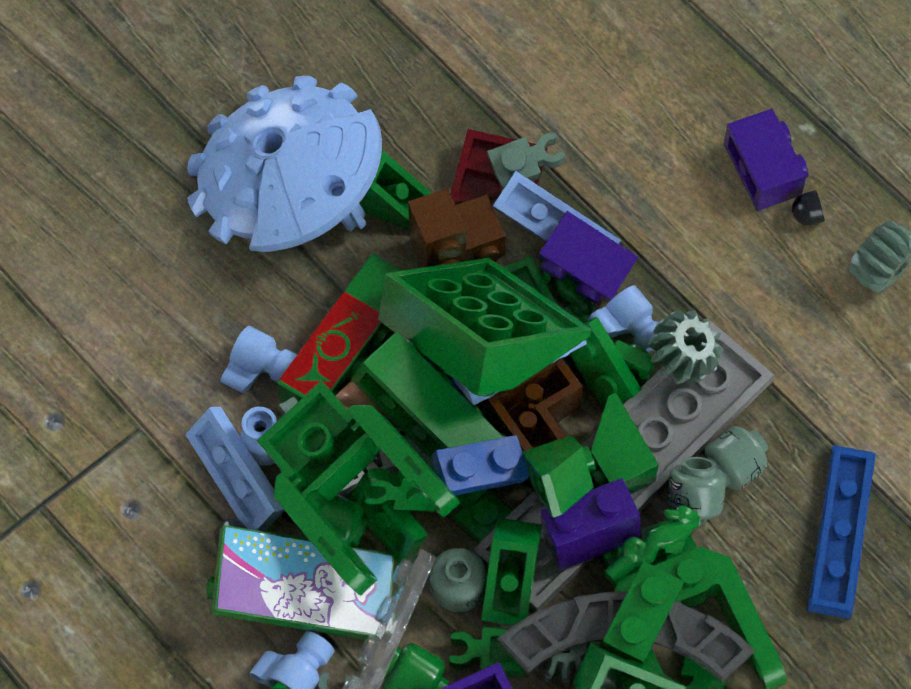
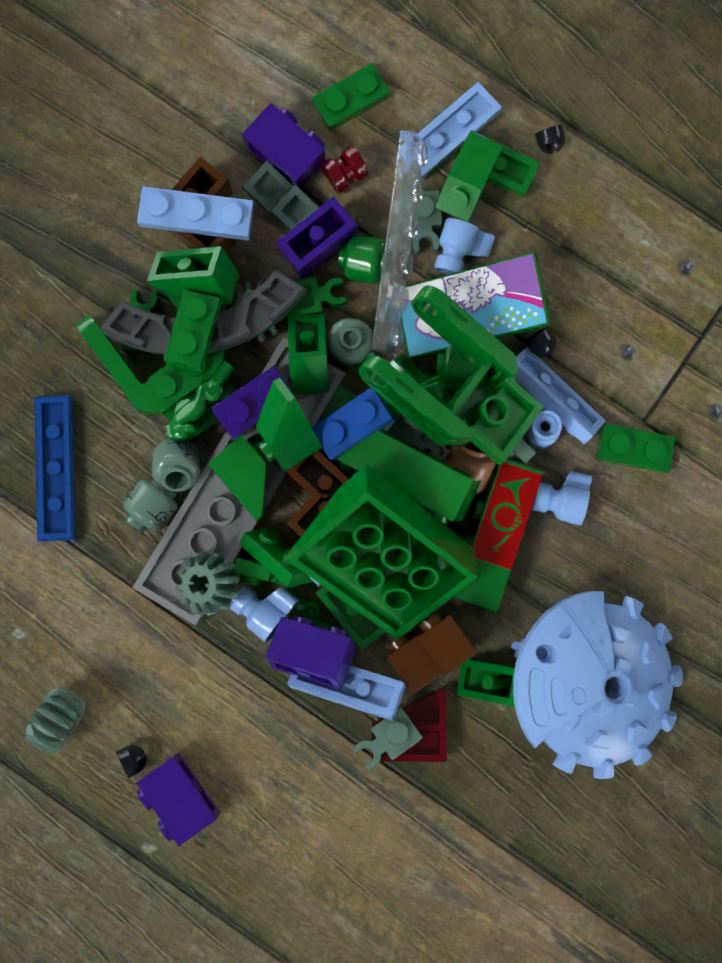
camera: 165 degrees right, 20 degrees up
(160, 398) = (635, 448): none -> green plate

